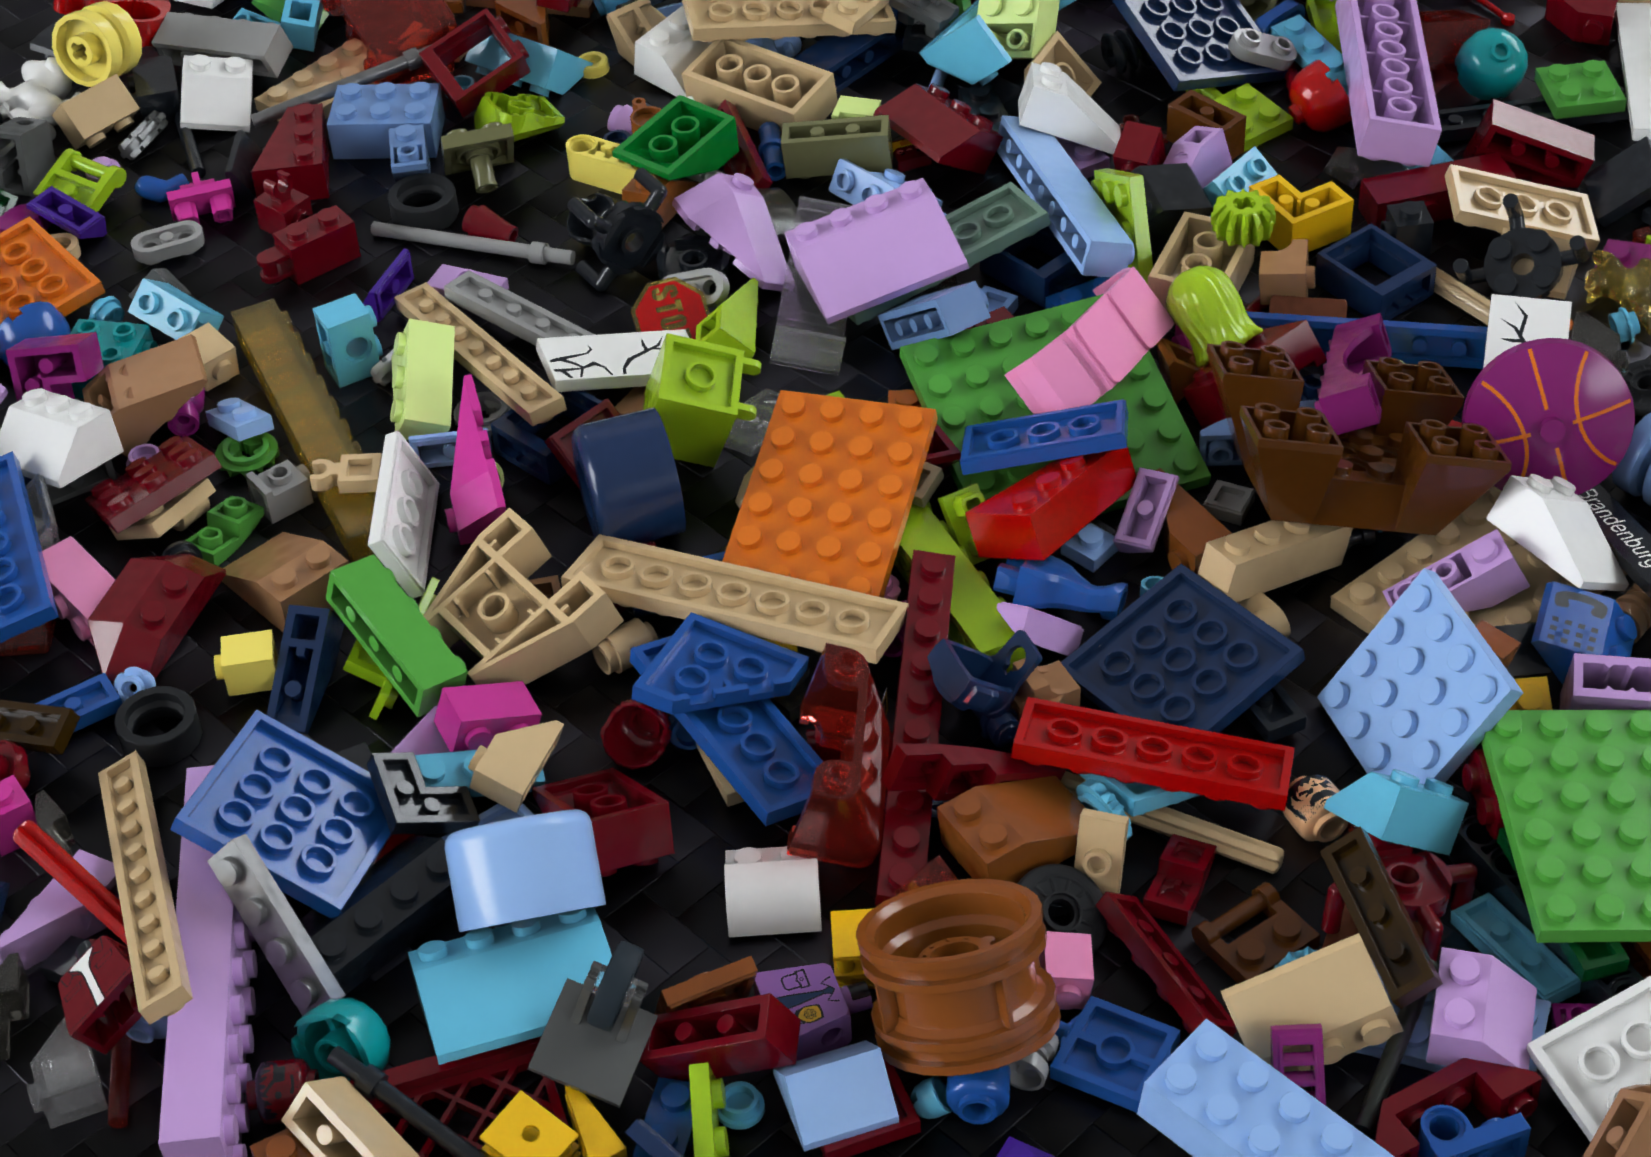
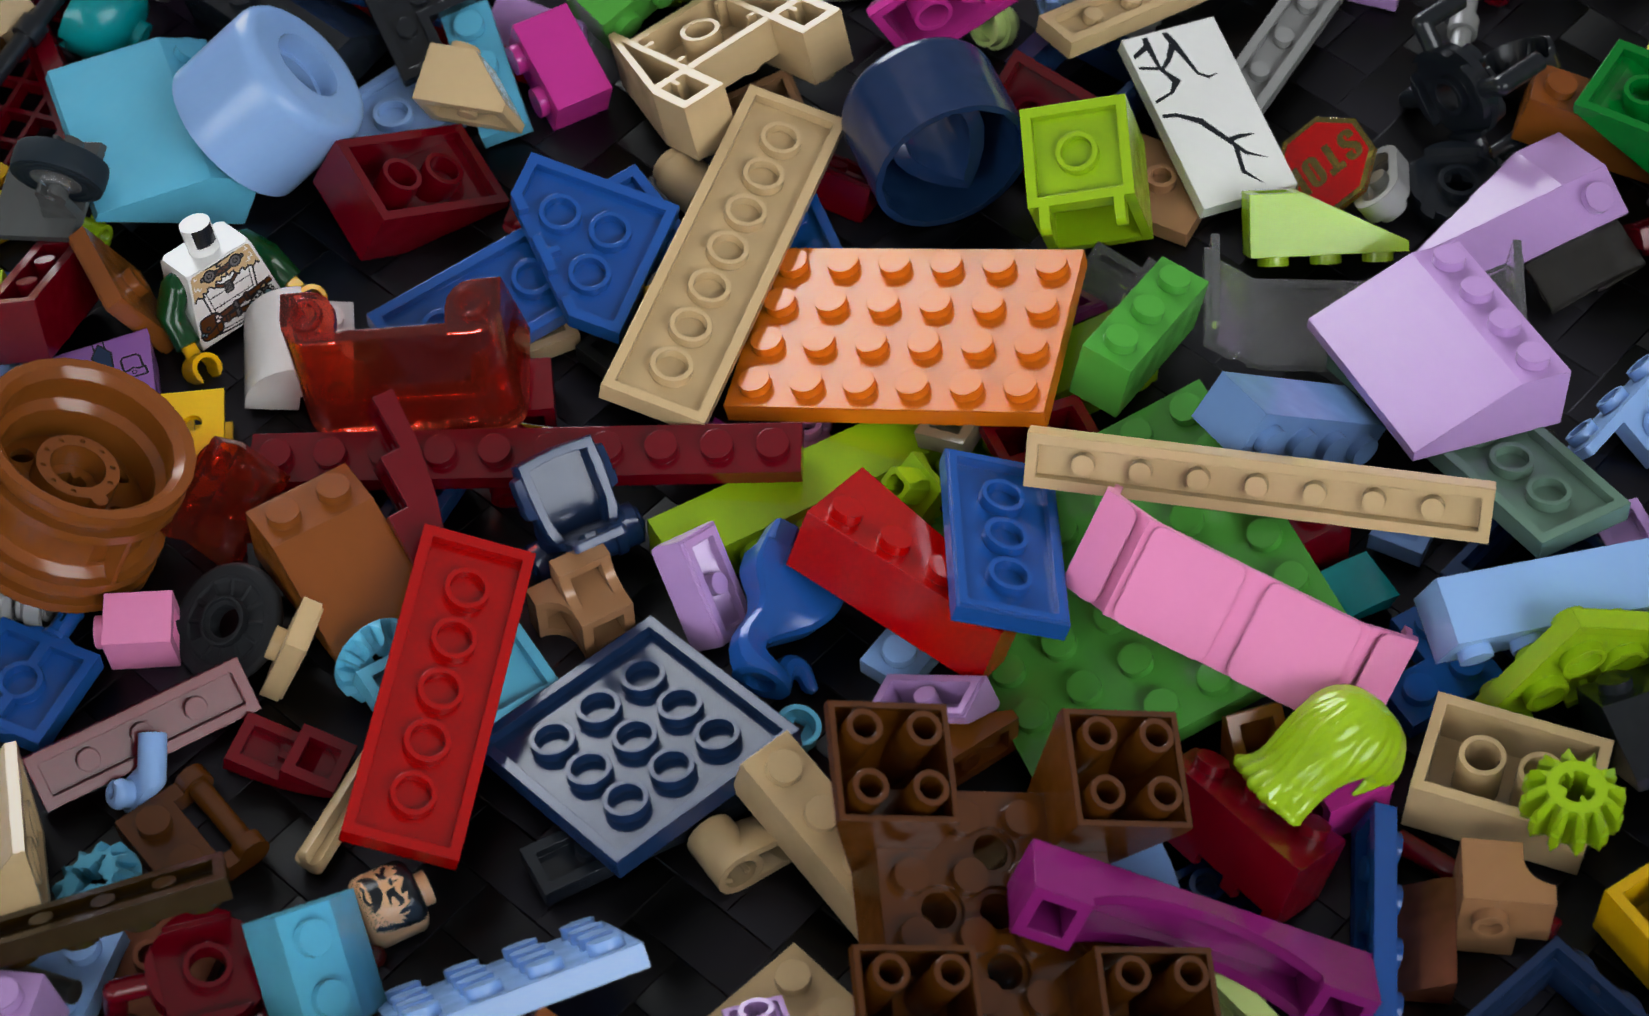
camera: 85 degrees right, 10 degrees up
(705, 933) = (213, 283): none -> torso
(850, 373) = (1138, 336): none -> bright green brick
(1011, 312) = (1261, 484): none -> tan plate
(1207, 960) = (146, 779): none -> light blue arm

